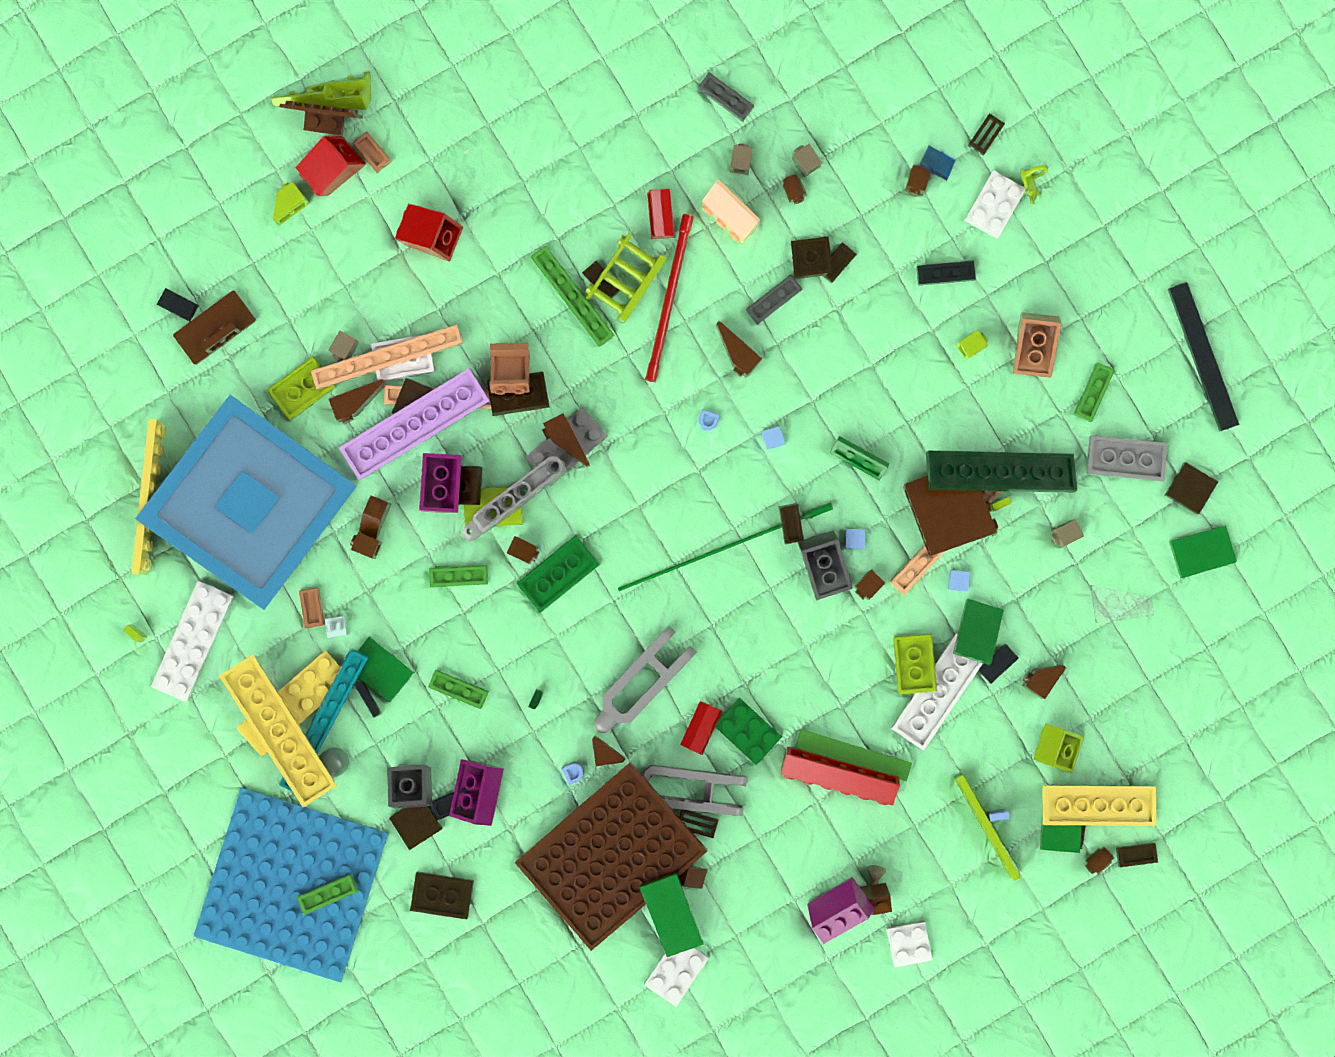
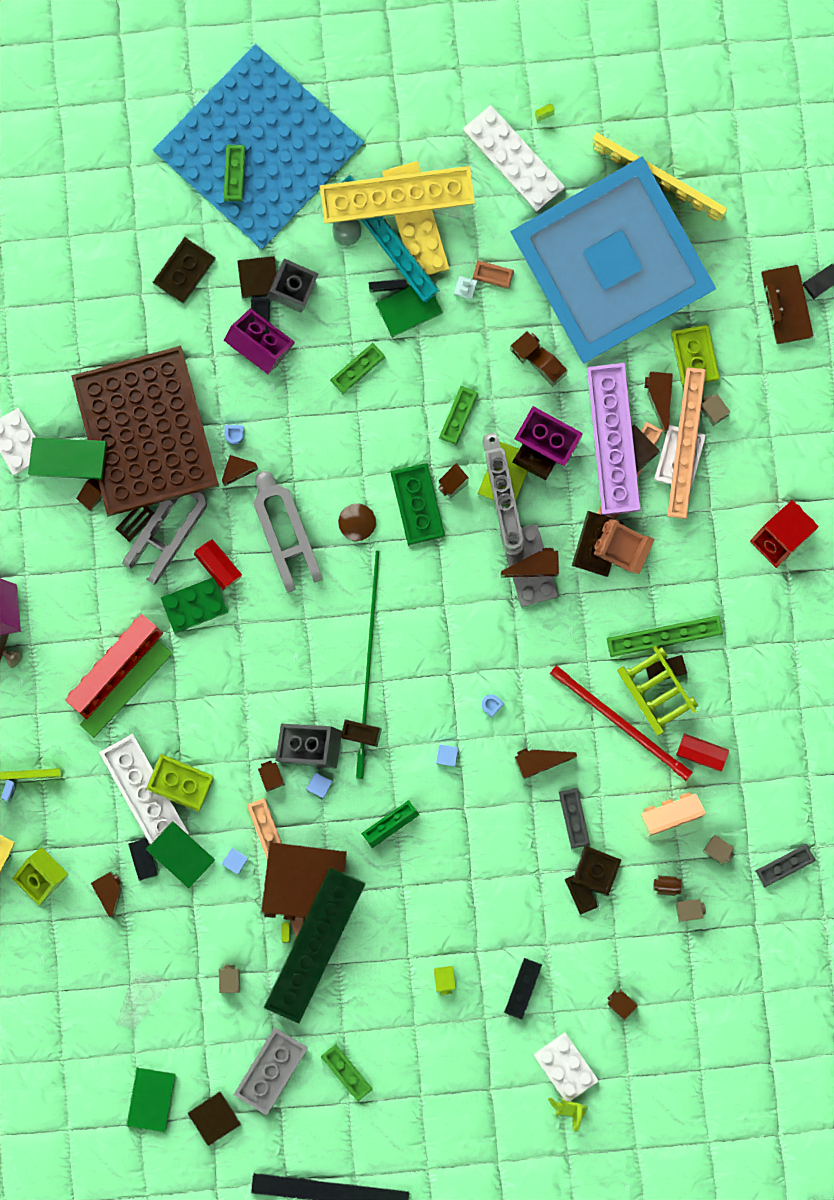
camera: 120 degrees right, 5 degrees down
(536, 699) = (315, 431): dark green tile -> none
(601, 620) = (357, 522): none -> reddish brown dish
(937, 162) = (629, 1030): piece -> none
(977, 147) = (627, 1078): dark brown tile -> none
(1036, 344) = (416, 1039): nougat slope -> none

